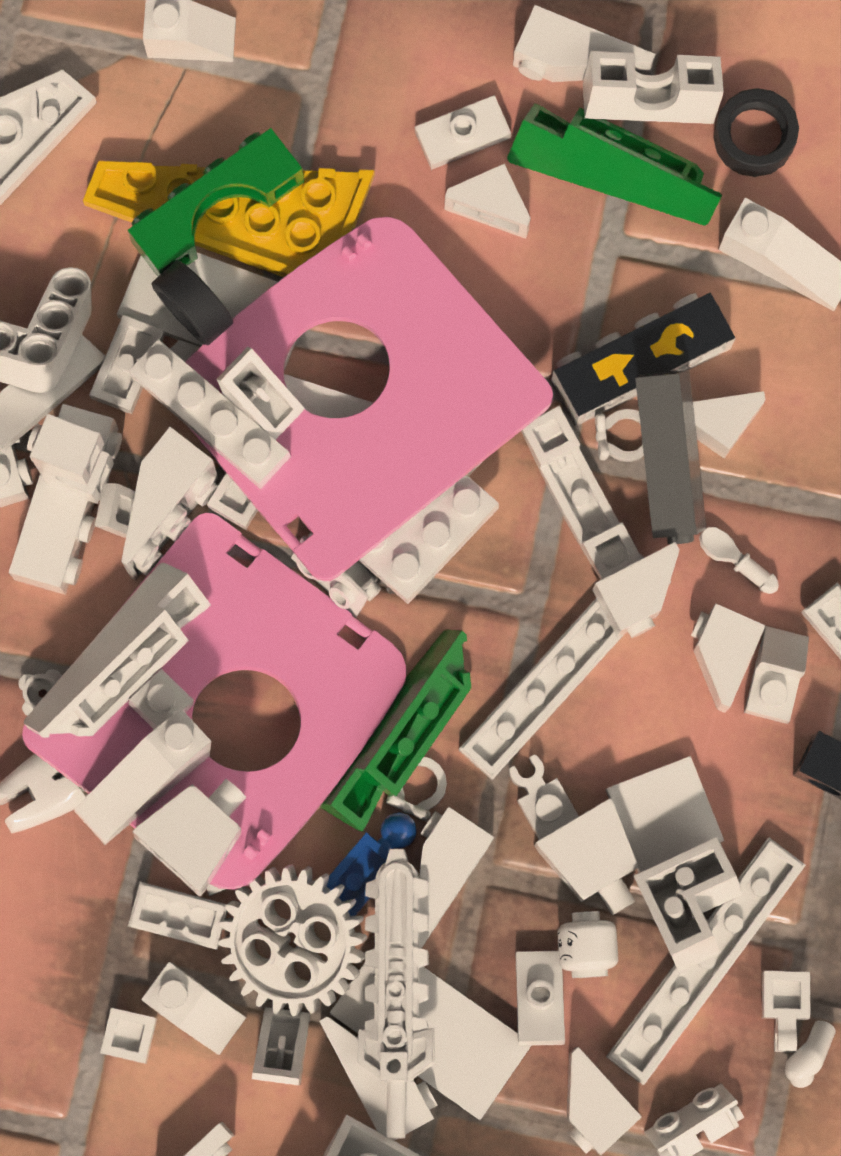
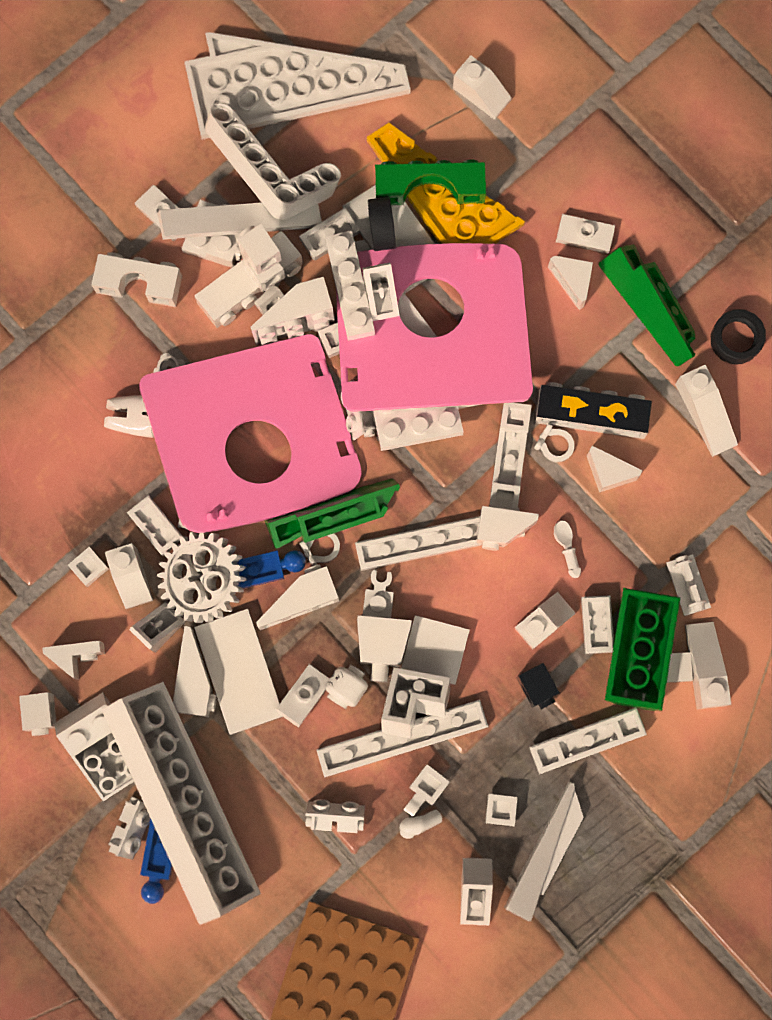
camera: 40 degrees right, 0 degrees up
(121, 656) = (218, 375): white wedge -> none
(144, 776) = (184, 441): white slope -> none
(160, 699) = (221, 411): white plate -> none
(193, 833) = (187, 487): white torso -> none
(396, 1042) = (214, 663): white bar -> none
(560, 48) = (671, 230): white slope -> none
(595, 1106) = (291, 769): white slope -> none
(671, 455) = (569, 469): dark grey brick -> none
(683, 94) = (711, 290): white arch -> none
(725, 651) = (526, 588): white slope -> none

